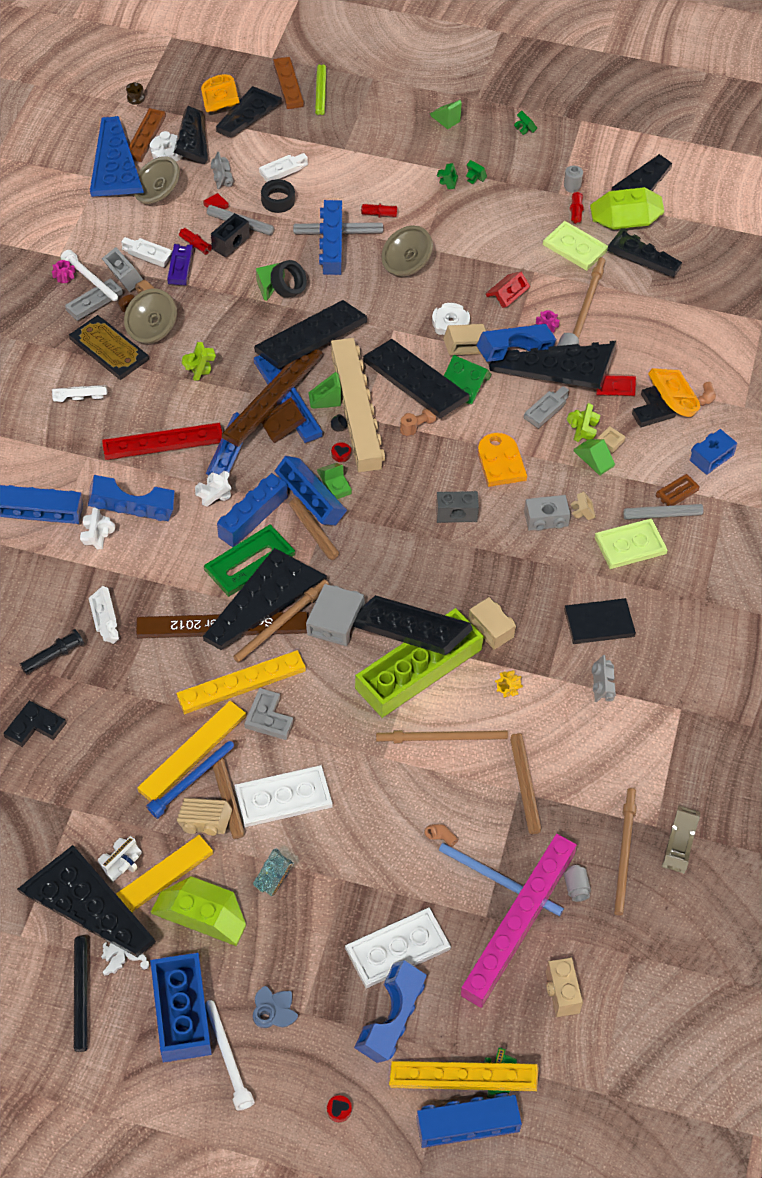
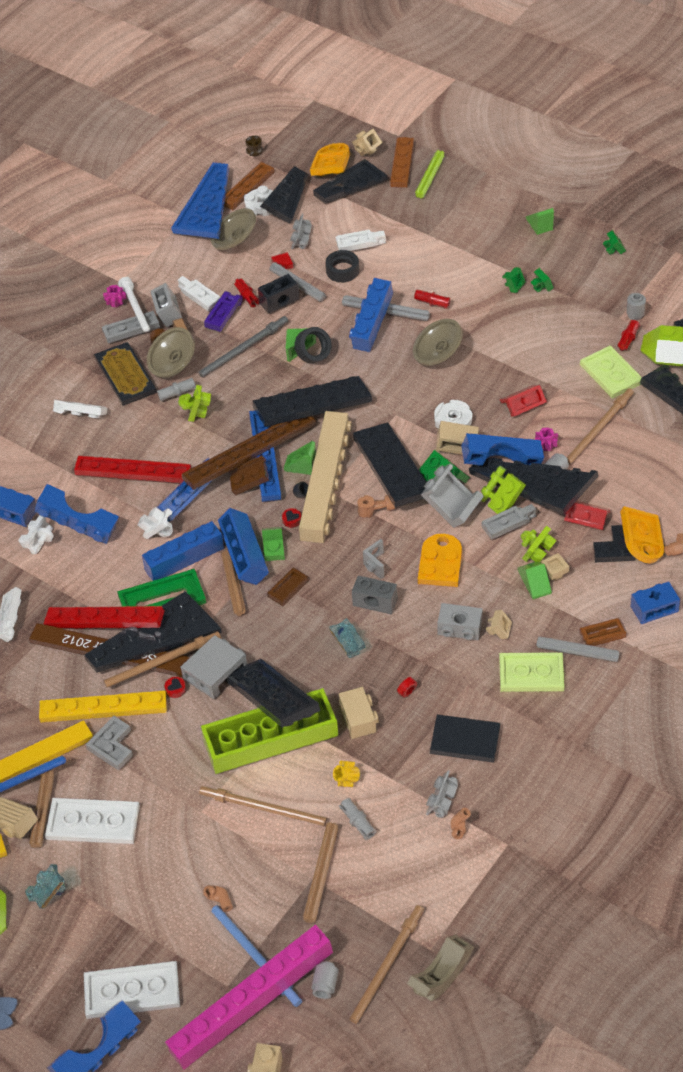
camera: 25 degrees right, 5 degrees down
(169, 351) = (176, 389): none -> light grey pin
(205, 593) = (105, 617): none -> red plate
(234, 273) = (270, 328): none -> dark grey bar
(248, 69) = (367, 142): none -> tan brick
(304, 644) = (175, 687): none -> red tile
(368, 519) = (288, 586): none -> reddish brown tile
(439, 476) = (370, 561): none -> light grey bracket
(450, 553) = (347, 638): none -> clear light blue hips
(488, 397) = (450, 496): none -> light grey panel
(526, 587) = (407, 687): none -> red tile
(537, 382) = (507, 492): none -> lime plate
(537, 723) = (357, 818): none -> light grey pin
(631, 701) = (458, 823): none -> nougat arm

